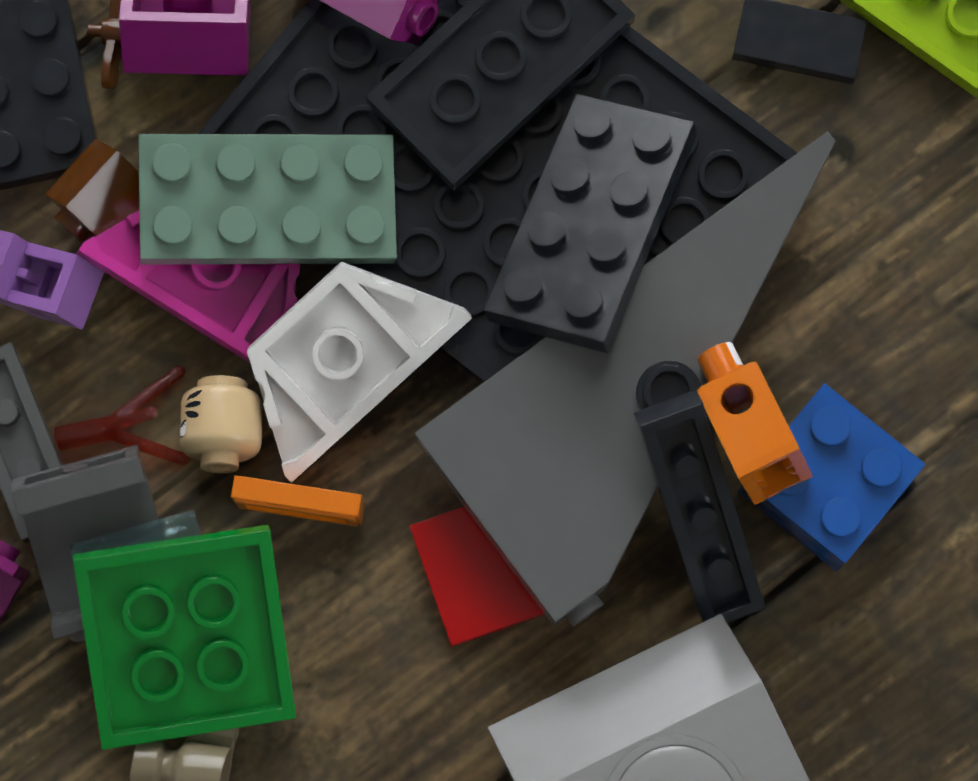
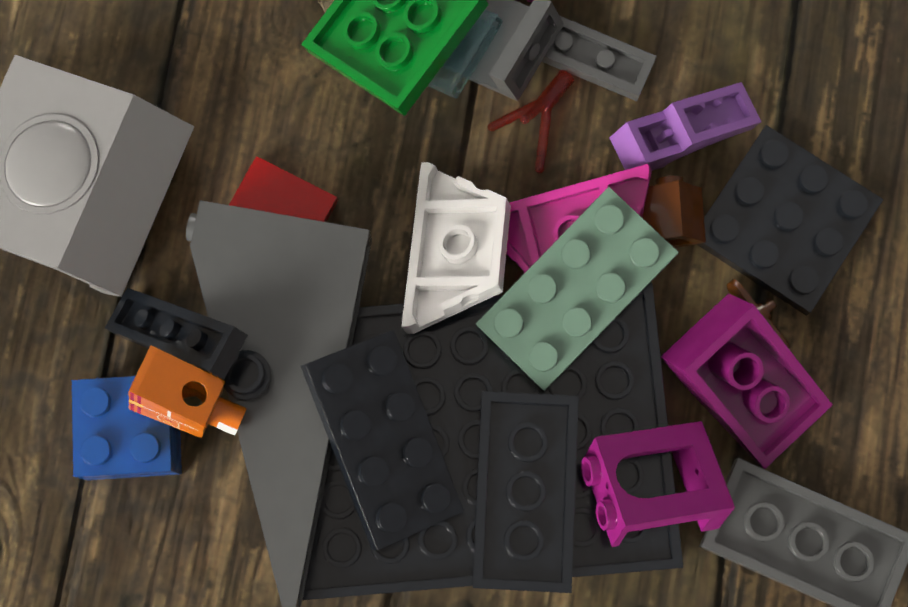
camera: 135 degrees right, 0 degrees up
(220, 423) = (487, 156): tan head -> none
(298, 501) = (407, 154): orange tile -> none

